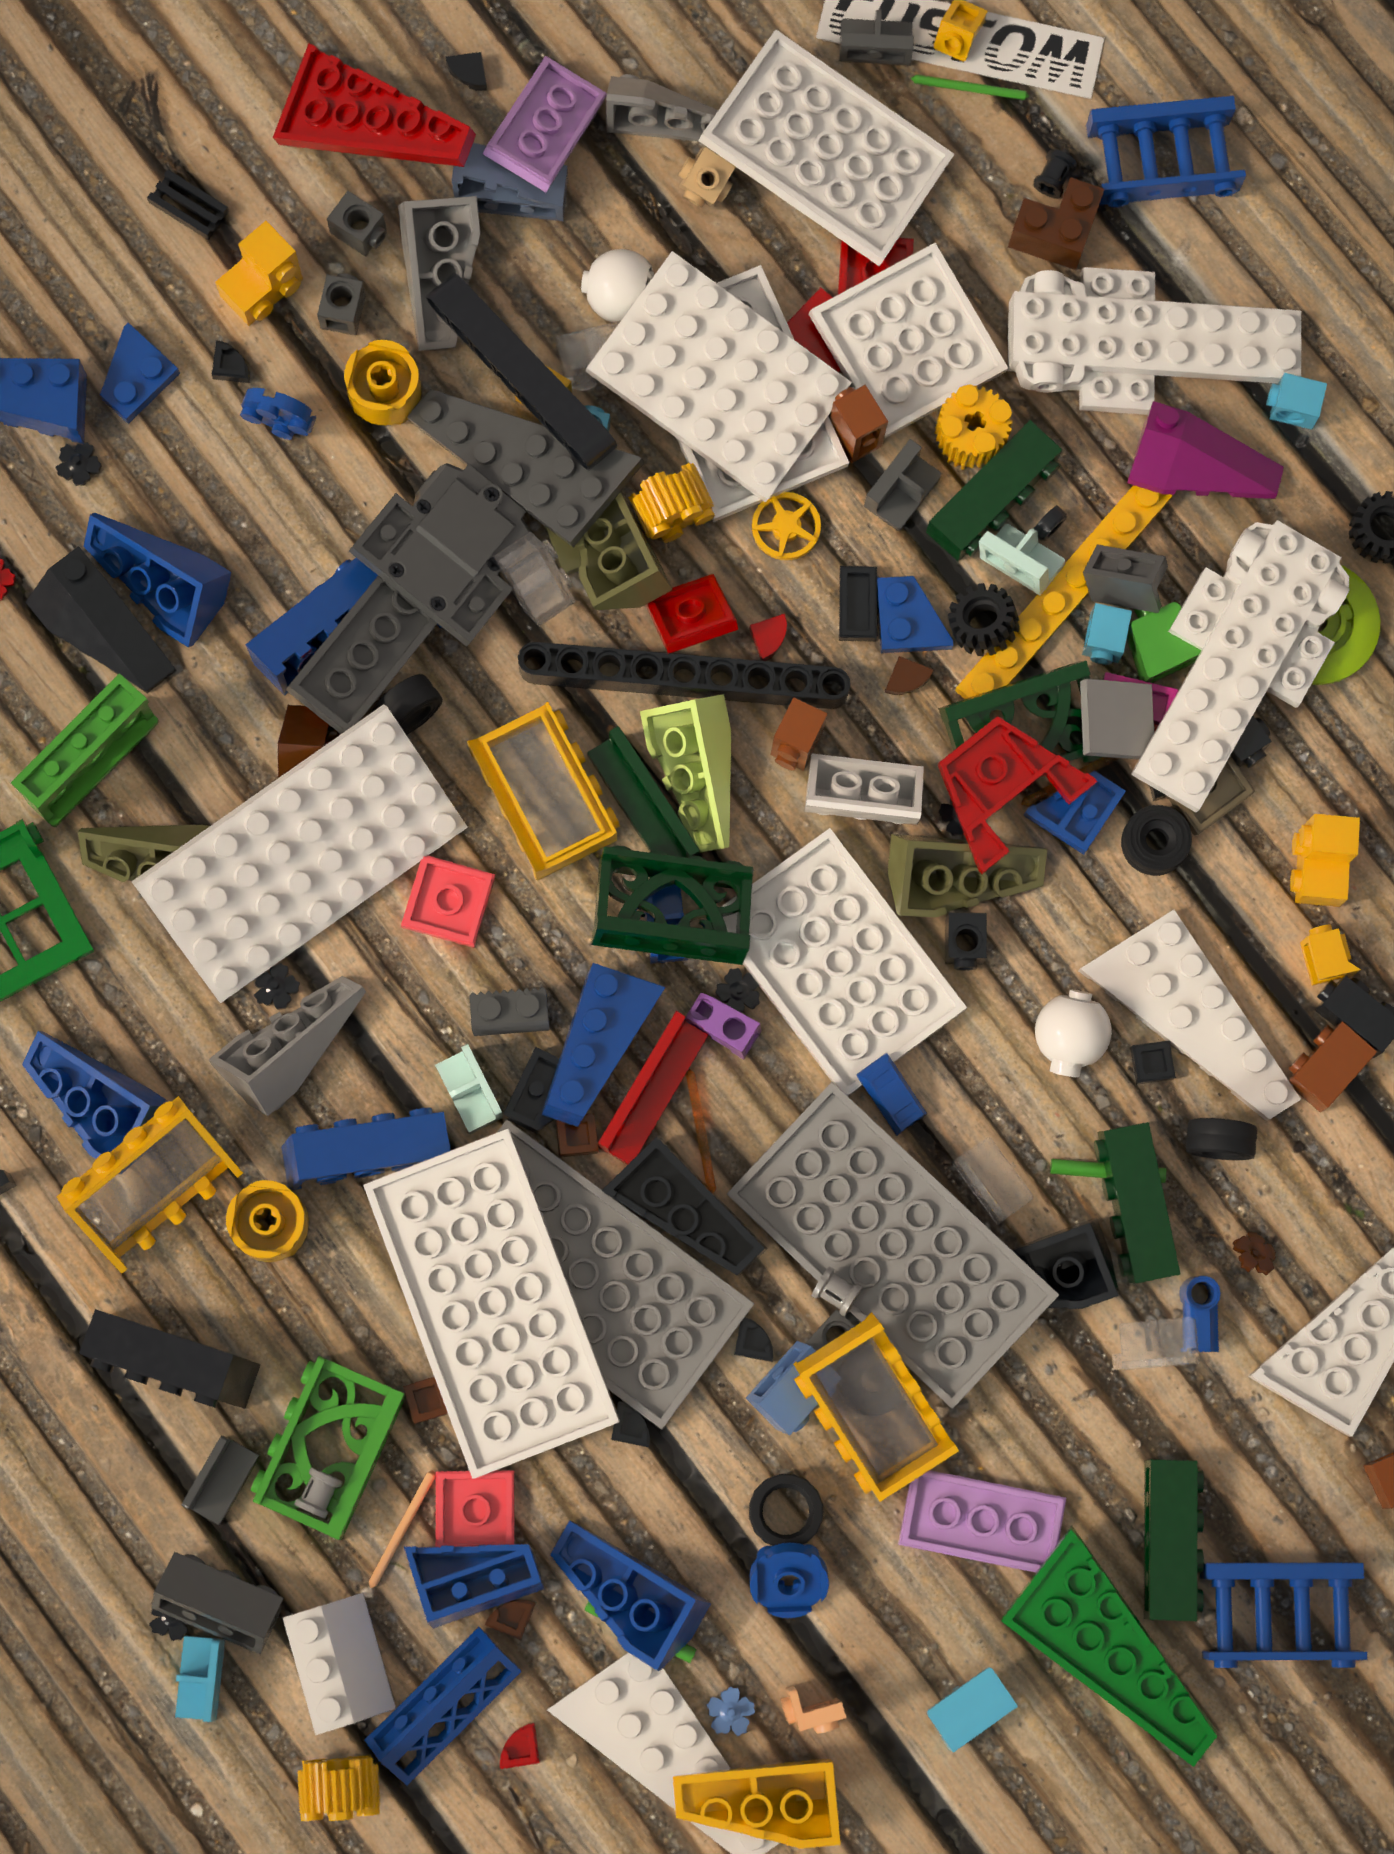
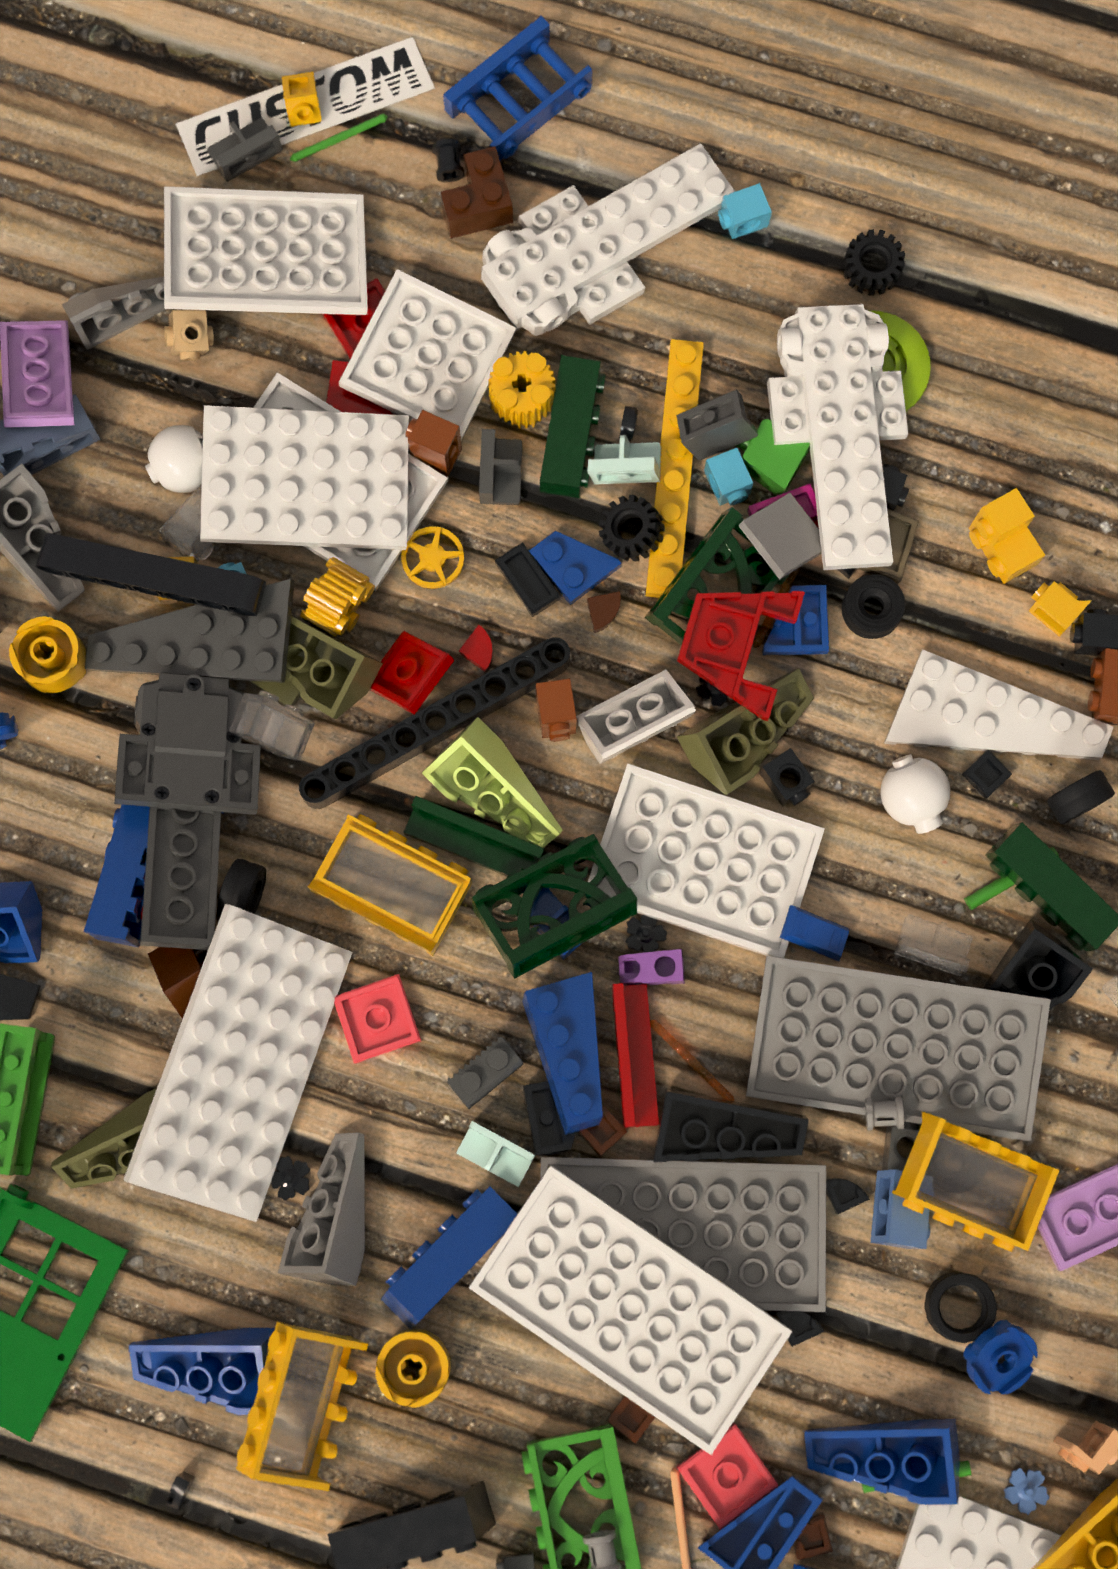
camera: 30 degrees left, 0 degrees up
(1192, 455) = (696, 302): magenta wedge -> none

